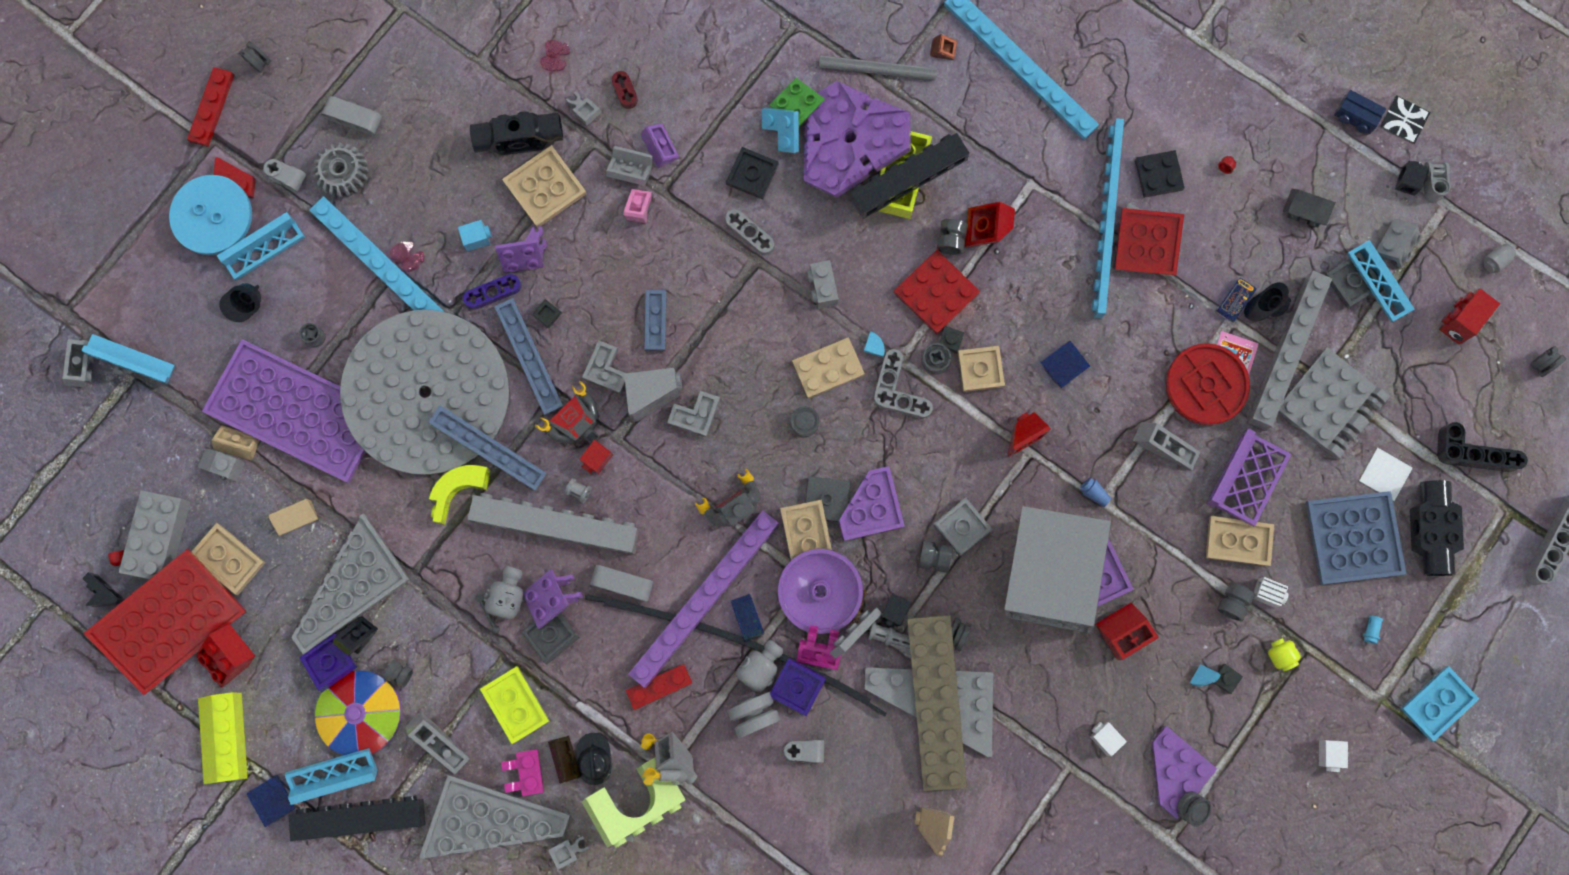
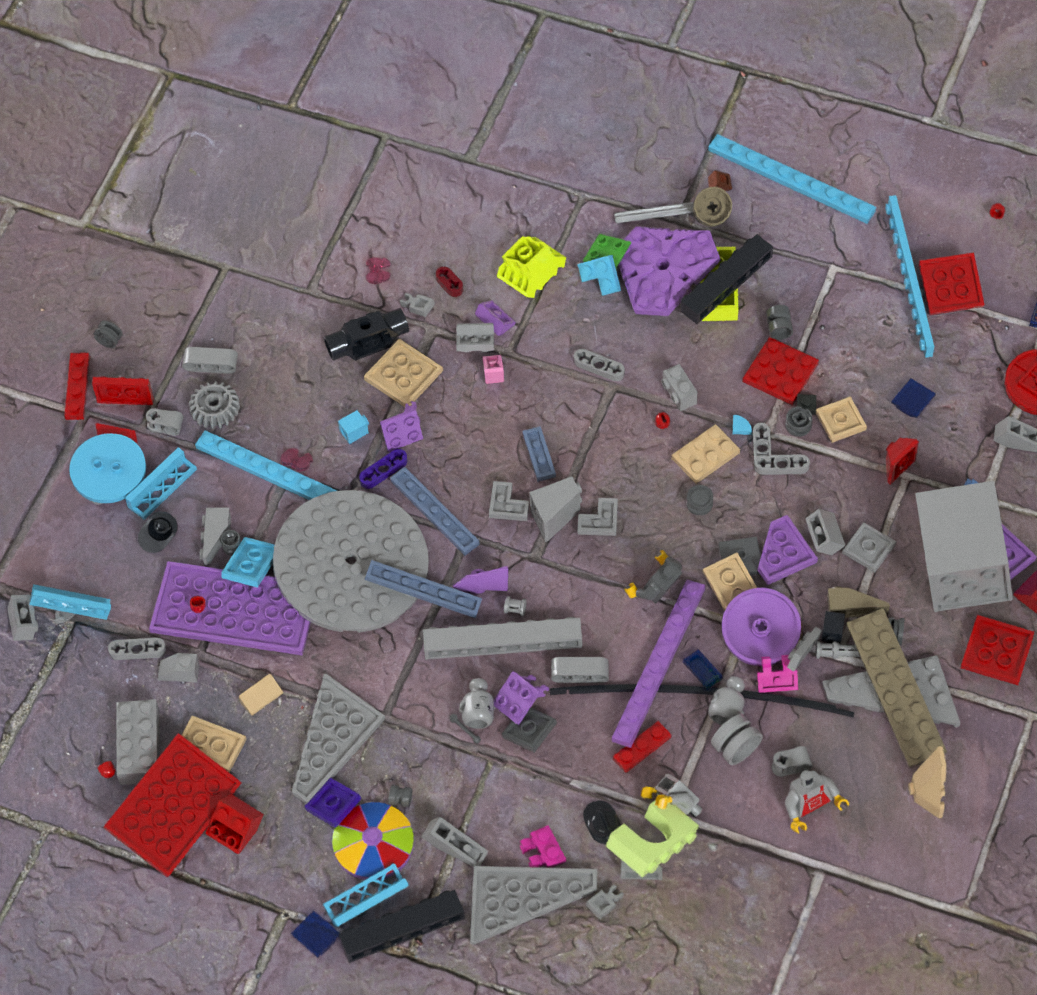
camera: 15 degrees left, 20 degrees down
(104, 593) = (105, 802): black slope -> none
(179, 421) = (151, 642): none -> light grey beam
(222, 738) = (252, 893): neon yellow slope -> none
(235, 443) = (187, 646): tan slope -> none
(249, 129) = (123, 390): none -> red plate
(255, 396) = (197, 604): none -> red hinge
(302, 310) = (215, 523): none -> light grey slope
(321, 366) = (249, 562): none -> medium azure plate
(355, 636) = (351, 775): black slope -> none
(451, 483) = (401, 625): neon yellow arch -> none
(514, 705) = (516, 794): neon yellow plate -> none
(546, 313) = (439, 473): pearl dark grey plate -> none
(564, 759) = (576, 826): dark brown plate -> none
(567, 457) = (482, 580): none -> medium lavender panel
(574, 420) = (493, 549): torso -> none
(595, 457) = (522, 575): red brick -> none
(713, 94) = (530, 265): none -> neon yellow slope
(752, 173) = (585, 317): black plate -> none
(791, 316) = (659, 422): none -> red hinge
(797, 686) = (768, 710): dark purple plate -> none
(809, 797) = (809, 794): none -> light grey torso
(913, 87) = (720, 199): none -> dark tan wheel
(921, 499) = (825, 532): none -> light grey brick
(922, 587) = (853, 602): none -> dark tan slope
(935, 556) = (853, 574): dark grey wheel -> none
(988, 223) = (807, 303): red slope -> none
(1057, 684) = (997, 650): none -> red plate
(1159, 173) = (942, 232): black plate -> none

